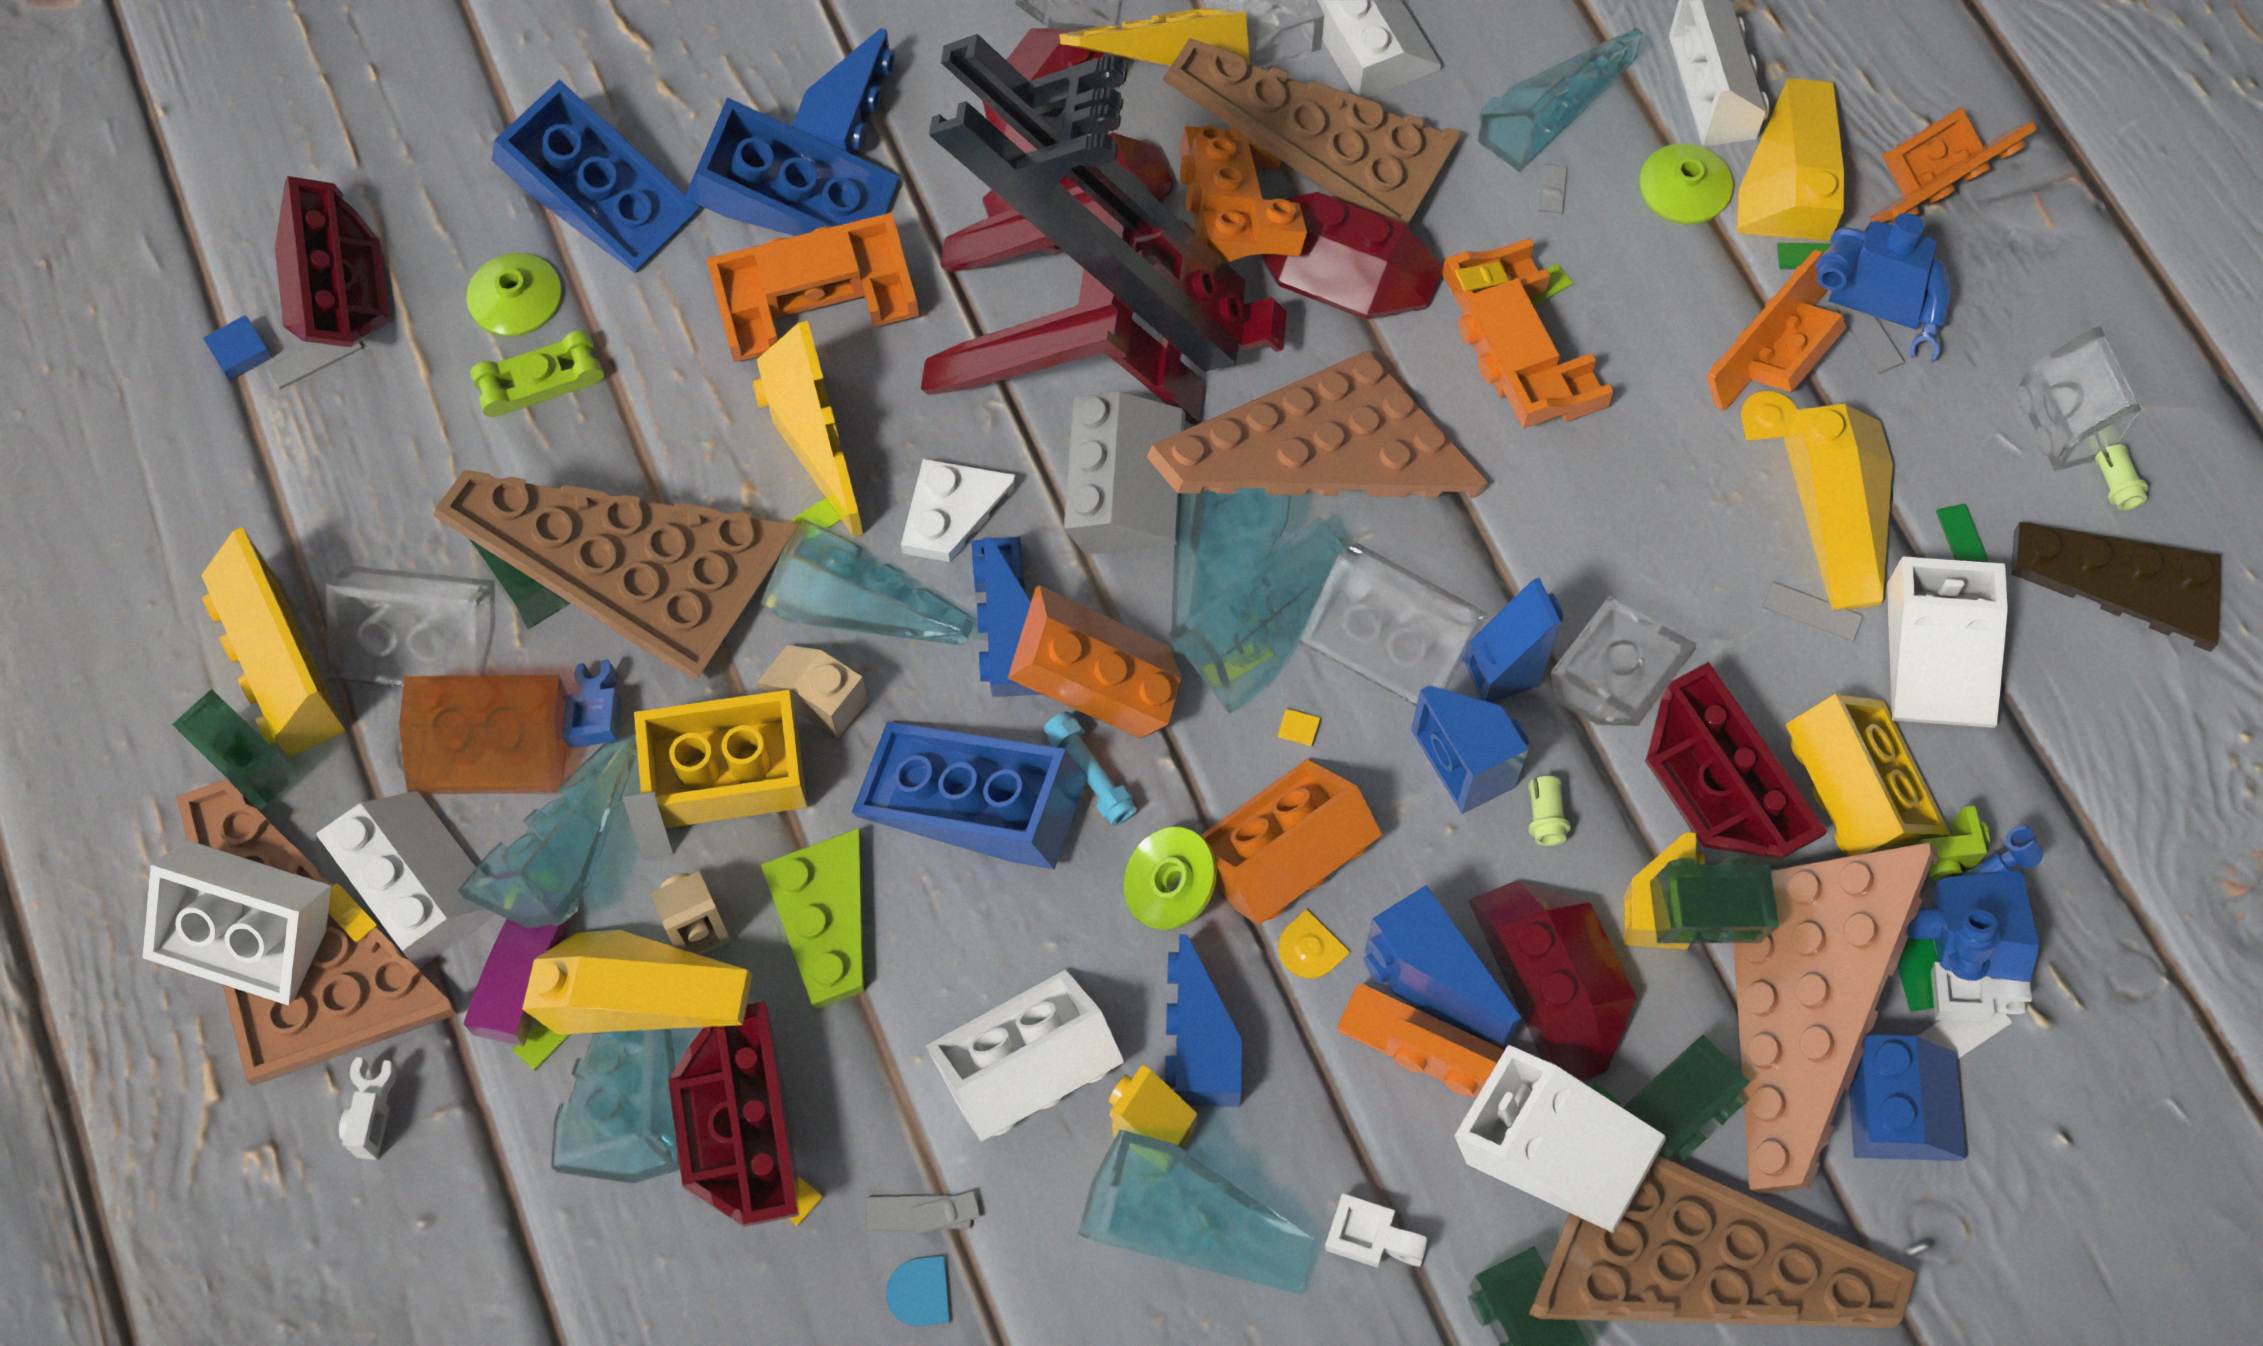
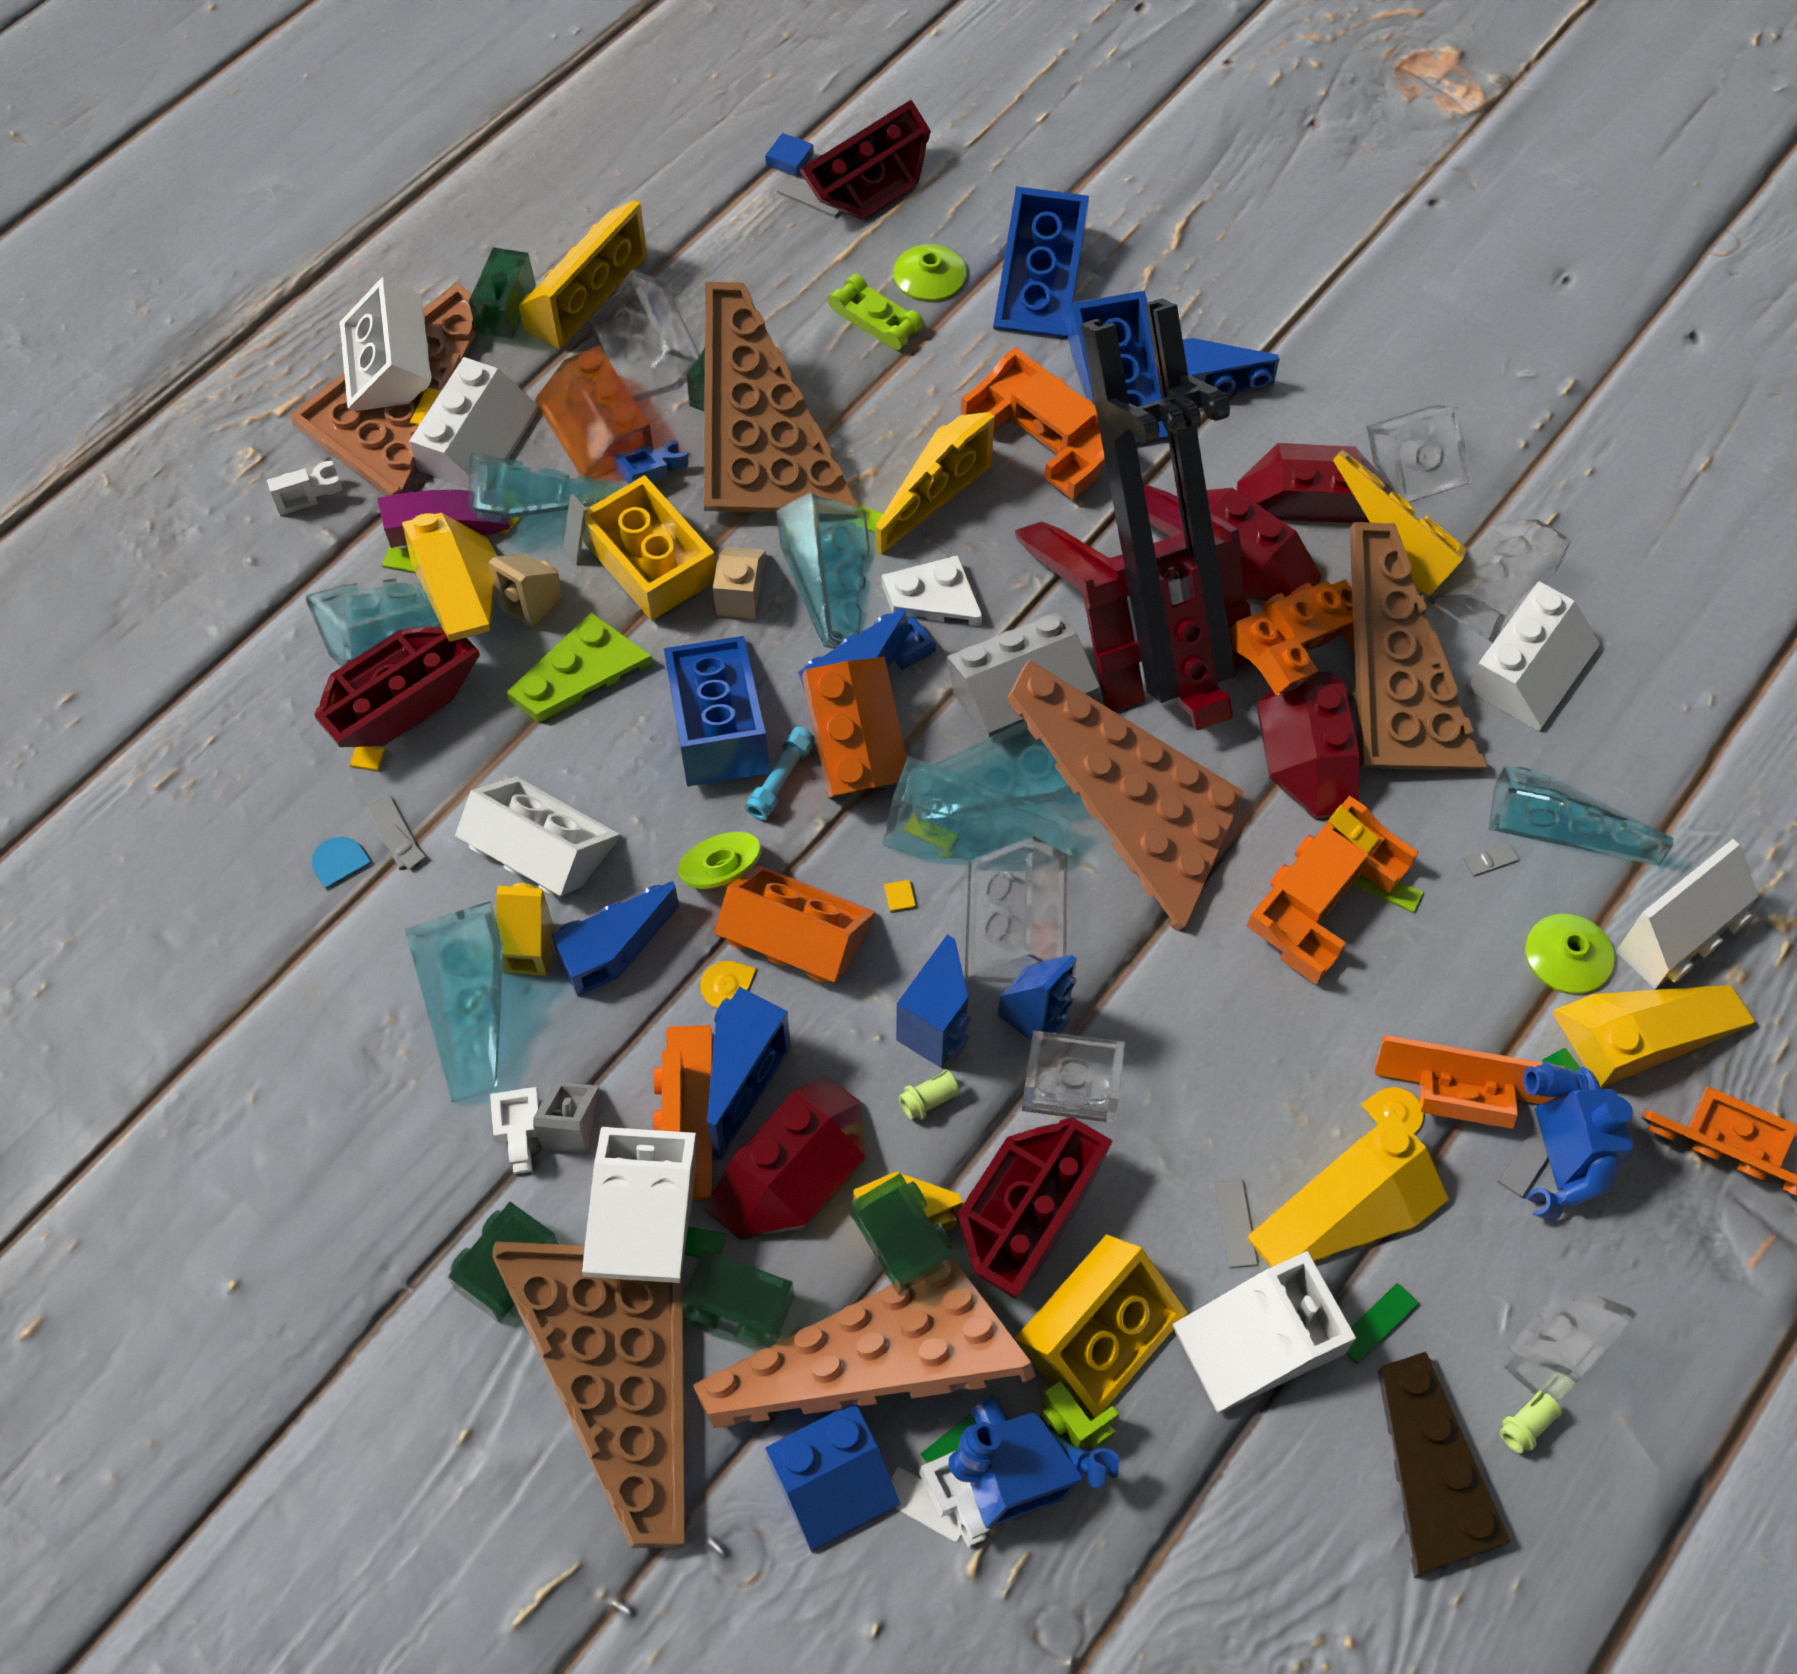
camera: 60 degrees right, 5 degrees down
(1388, 1174) = (567, 1117): none -> light grey slope

